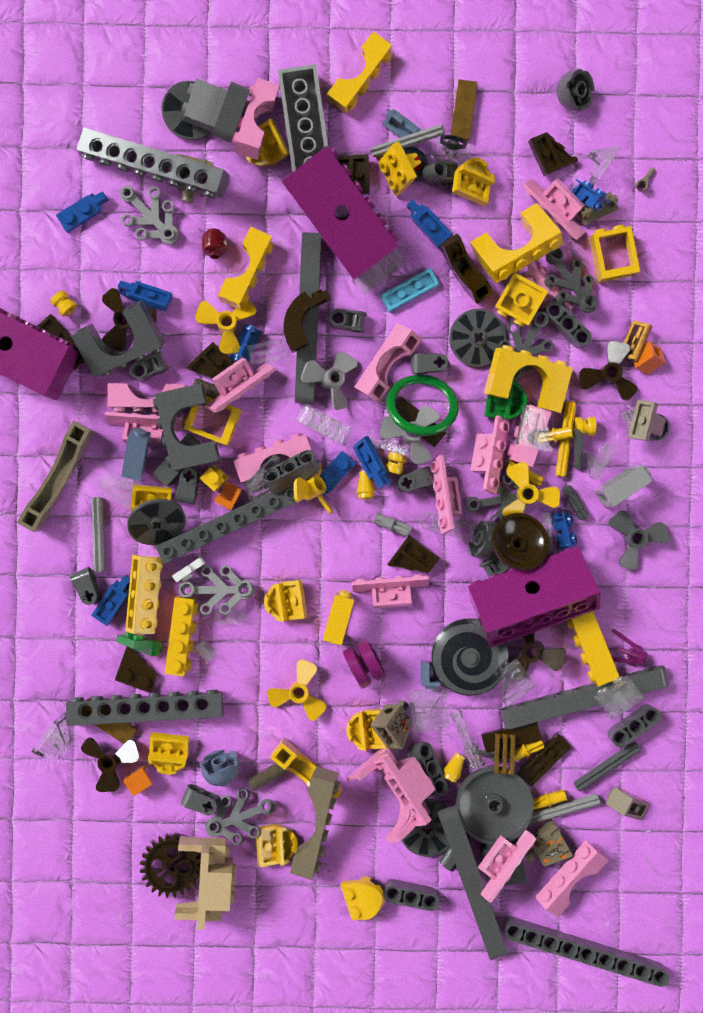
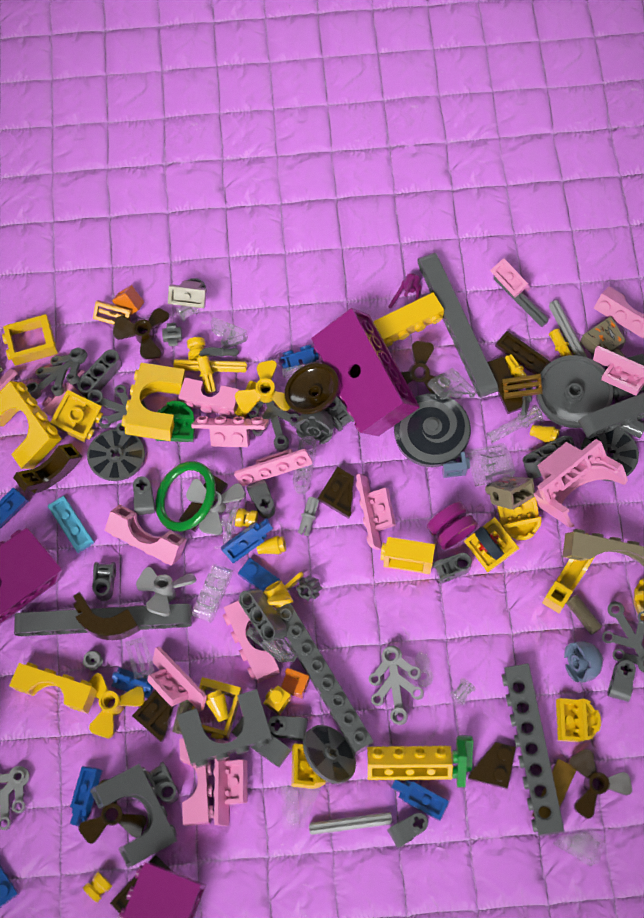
camera: 90 degrees left, 20 degrees down
(69, 455) = (290, 874): dark tan arch -> none
(136, 454) = (258, 783): sand blue brick -> none
(138, 780) = (611, 748): orange panel -> none
(181, 636) = (449, 718): yellow brick -> none
(185, 573) = (382, 721): white plate -> none
(211, 422) = (217, 703): none -> yellow cone
(214, 243) = (27, 725): dark red head -> none
(270, 301) = (92, 655): none -> light grey plate
(286, 601) = (398, 612): yellow slope -> none
(313, 706) = (471, 586): yellow piece -> none
(318, 518) = (309, 587): none -> dark grey gear
(325, 656) = (451, 567): none -> dark grey piece
(343, 698) = (491, 544): none -> yellow plate
(380, 272) = (56, 552): clear beam -> none
(533, 430) = (202, 389): clear wing -> none
(575, 502) = (271, 350): dark grey axle -> none
(604, 401) = (172, 334): none -> dark grey gear
(618, 697) = (451, 289): clear brick -> none
(622, 522) = (286, 307): dark grey piece -> none
(623, 485) = (250, 308): light grey window -> none
(627, 803) = (552, 277): dark tan slope -> none
(629, 759) = (509, 278): none -> bright pink panel
(643, 725) = (476, 271): dark grey beam -> none

